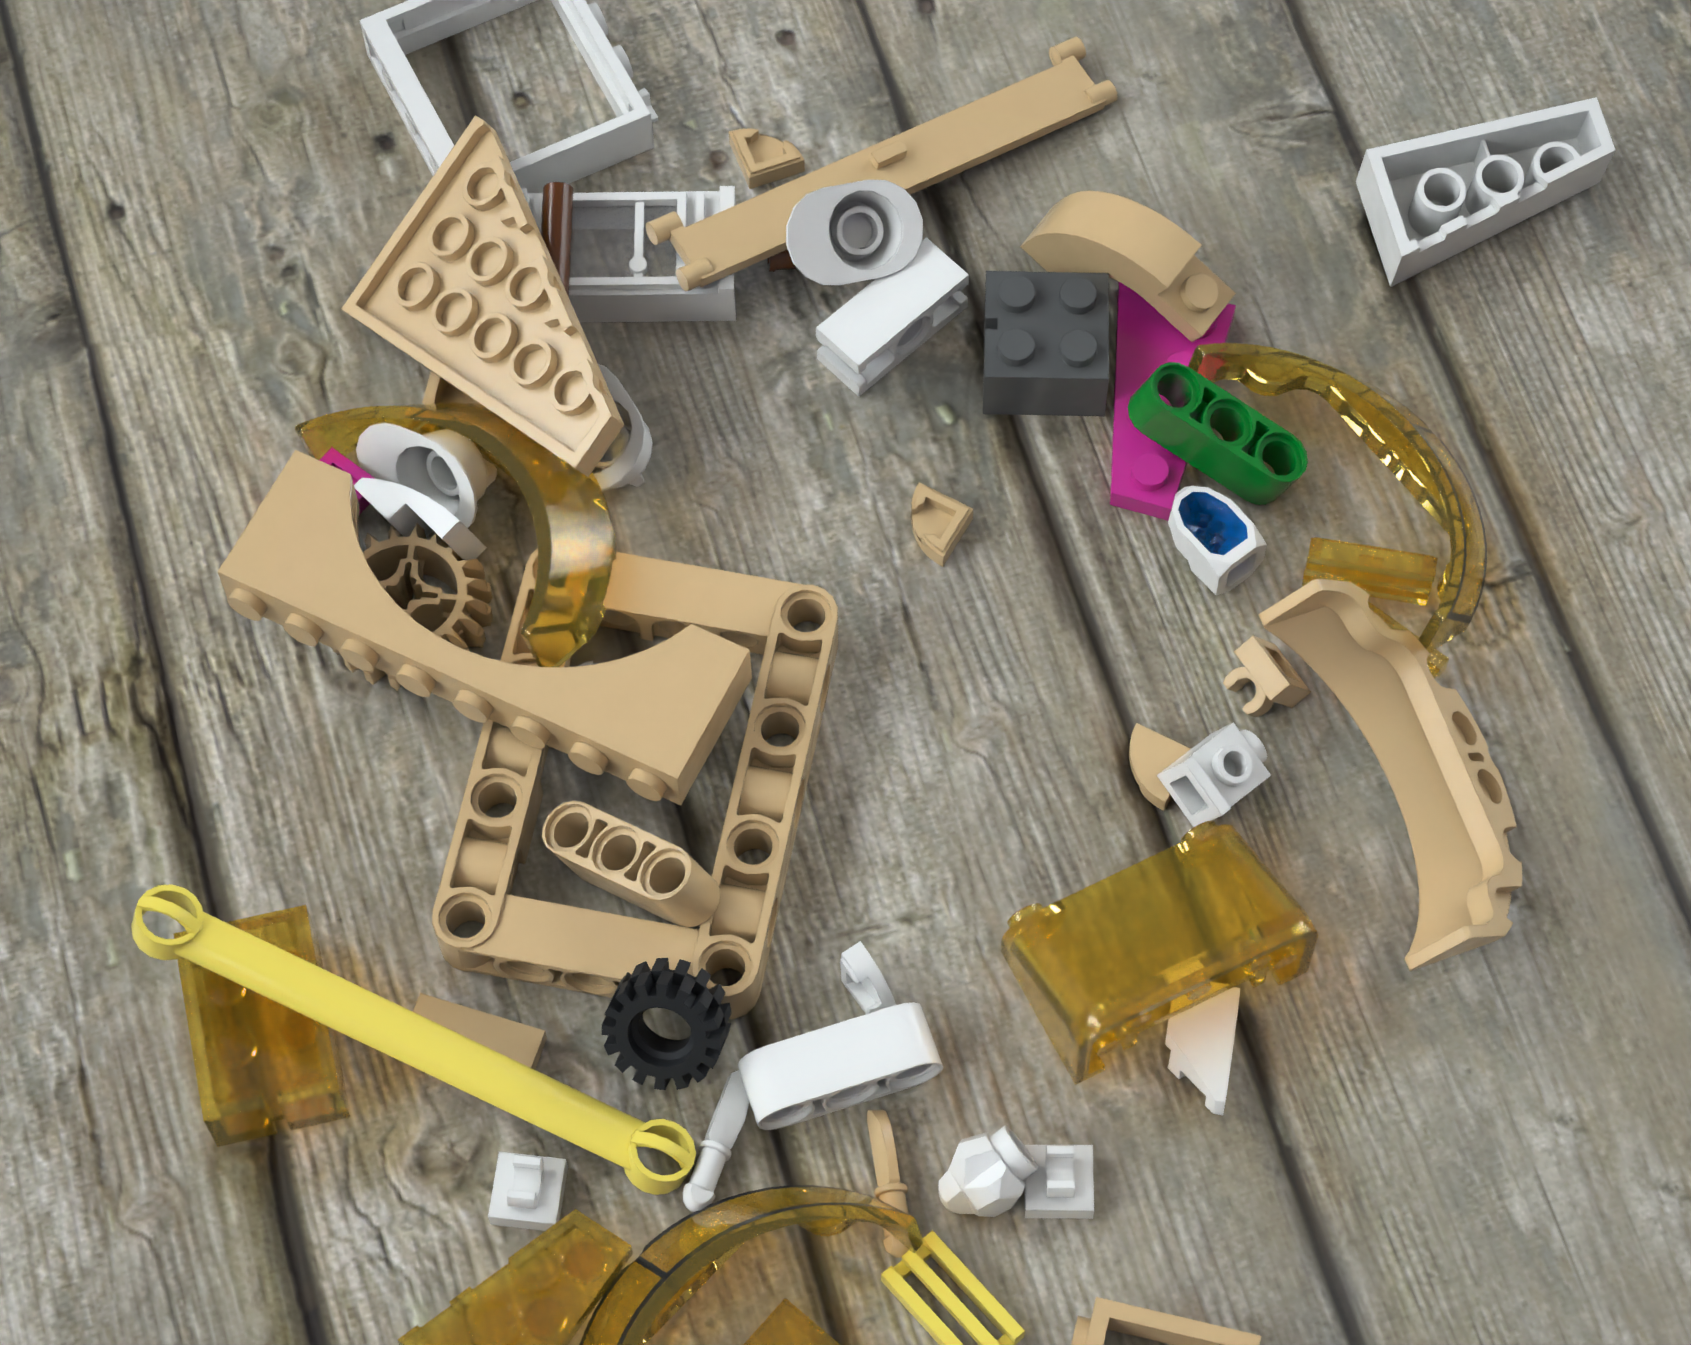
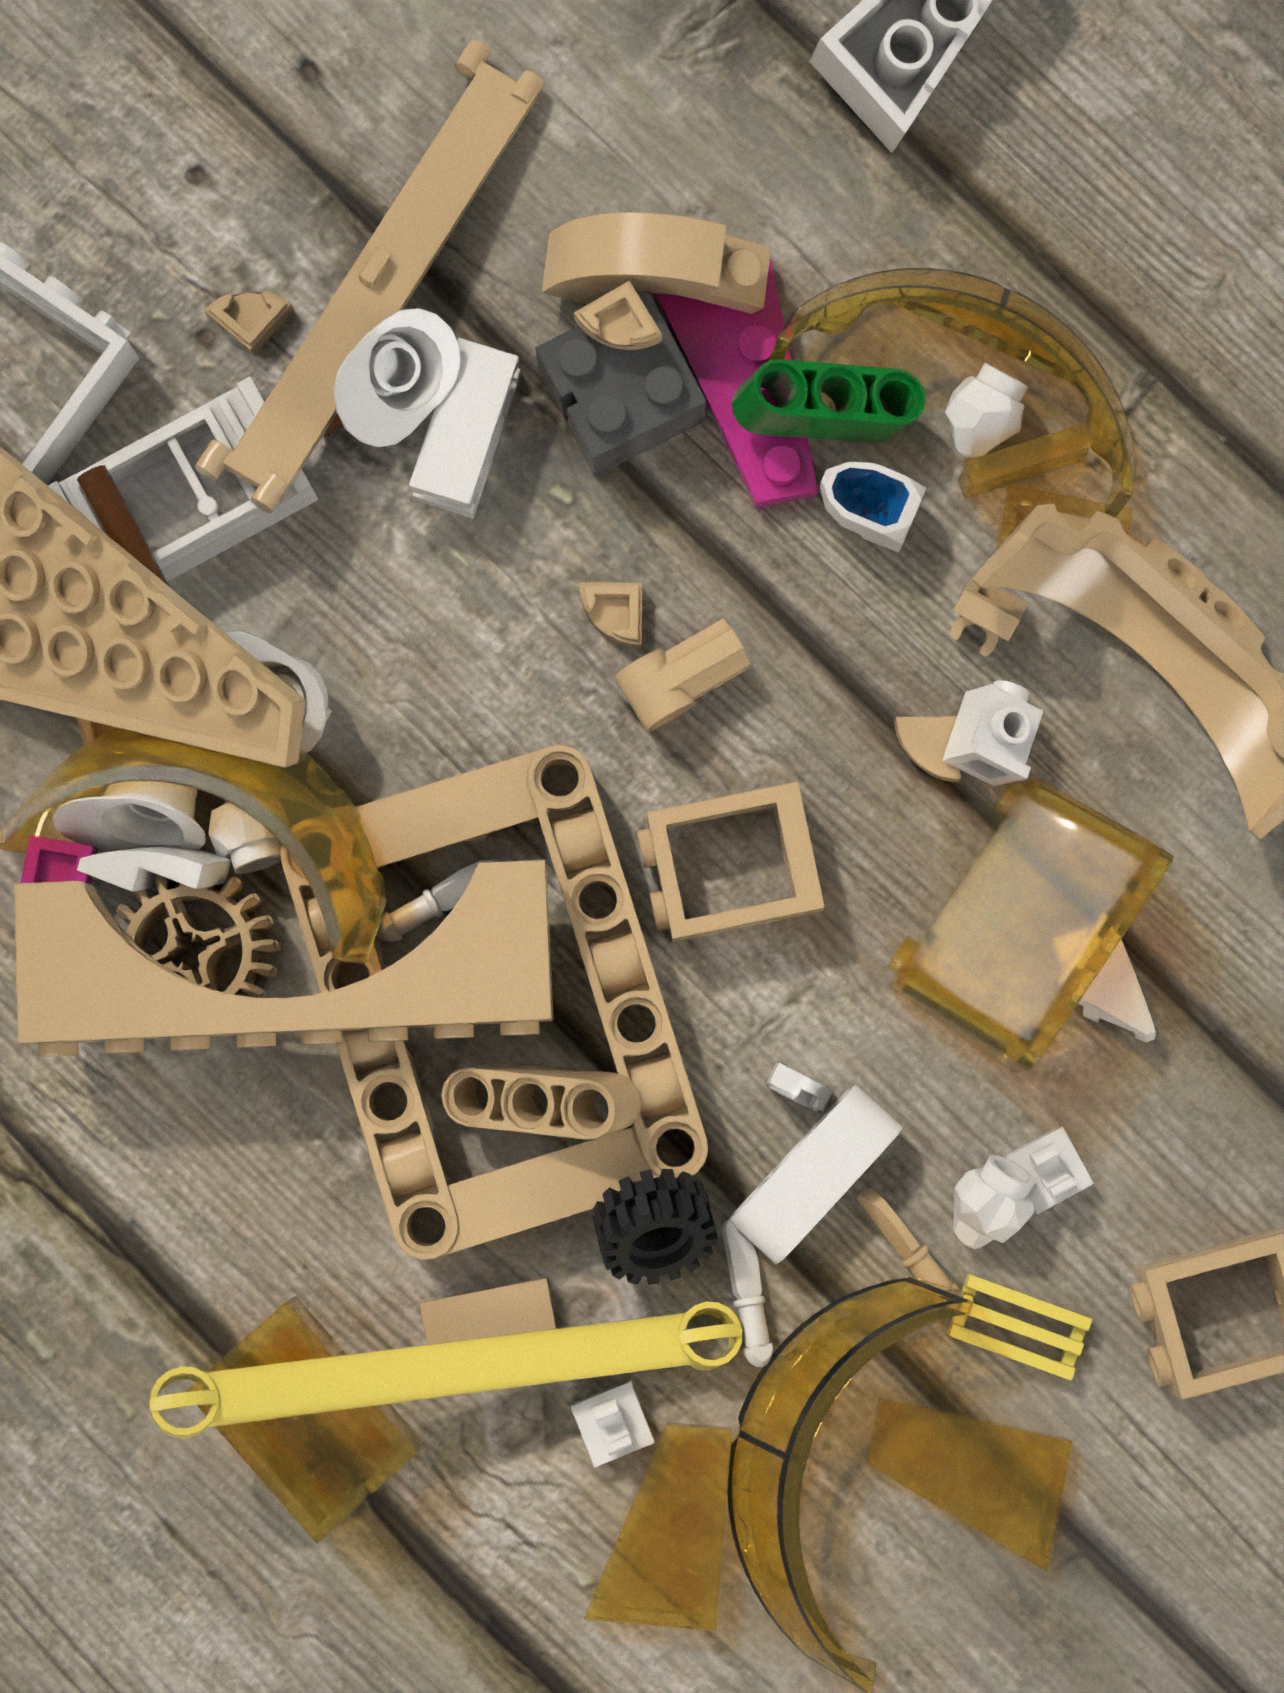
camera: 30 degrees left, 20 degrees up
(508, 535) = (242, 840): none -> white rock
(902, 816) = (795, 849): none -> tan window
(946, 596) = (668, 682): none -> tan piece
(1067, 276) = (619, 320): none -> tan tile
(1358, 511) = (985, 411): none -> white rock

